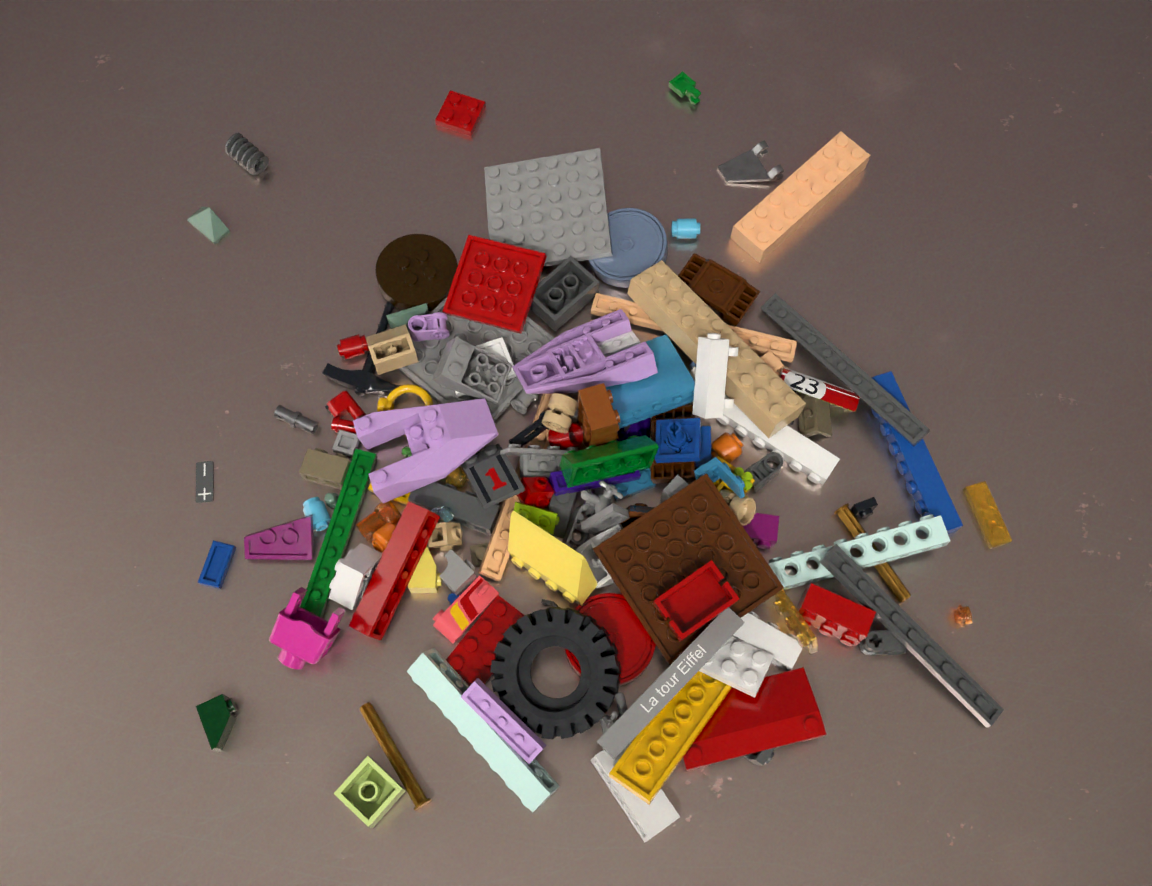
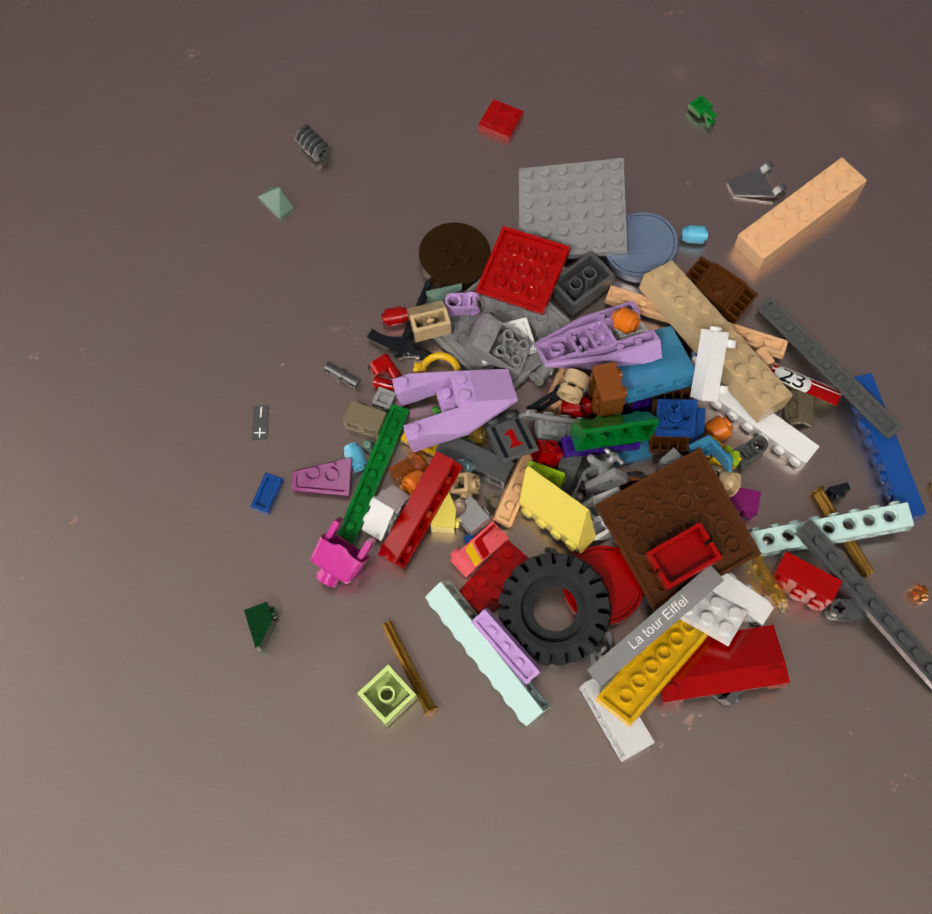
camera: 10 degrees right, 0 degrees up
(614, 333) = (626, 320): none -> orange head

